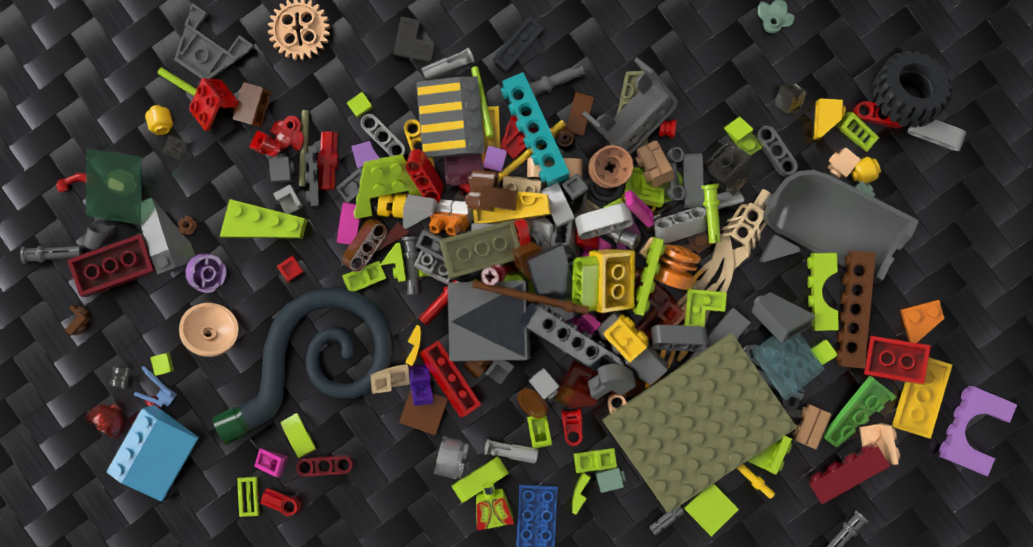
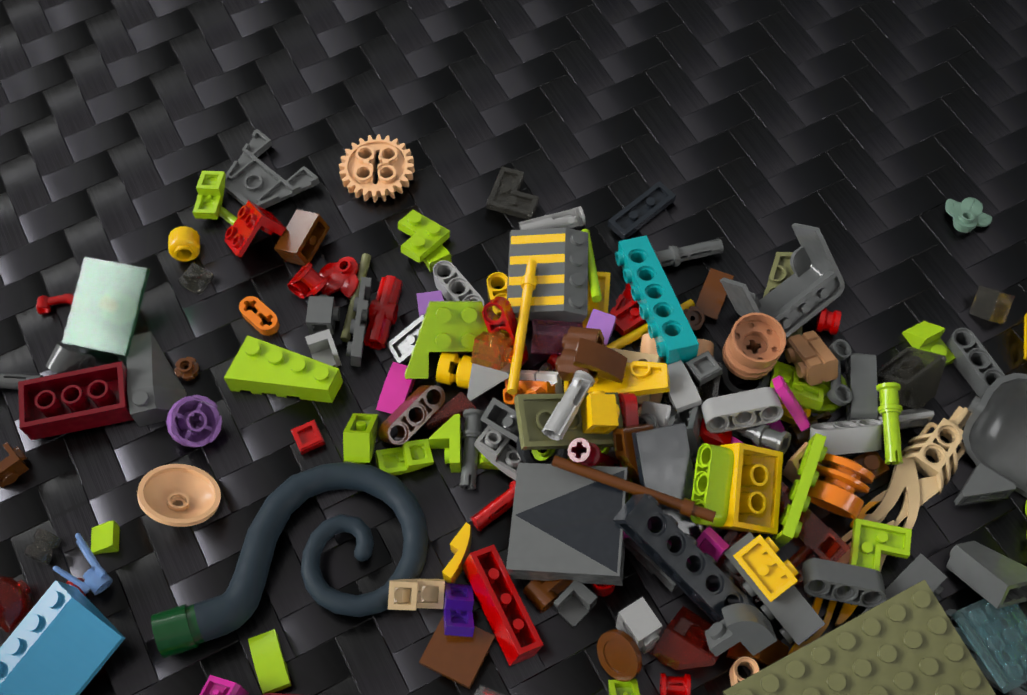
camera: 10 degrees right, 25 degrees down
(169, 72) = (211, 193): none -> lime slope
(229, 177) = (262, 312): none -> orange beam
(329, 266) = (360, 438): none -> lime slope
(350, 89) = (424, 233): none -> lime plate
(417, 194) = (492, 350): none -> clear orange brick
(436, 133) = (528, 285): none -> yellow bar
(478, 242) = (568, 406): none -> light grey piece
(501, 242) = (599, 413): none -> yellow brick

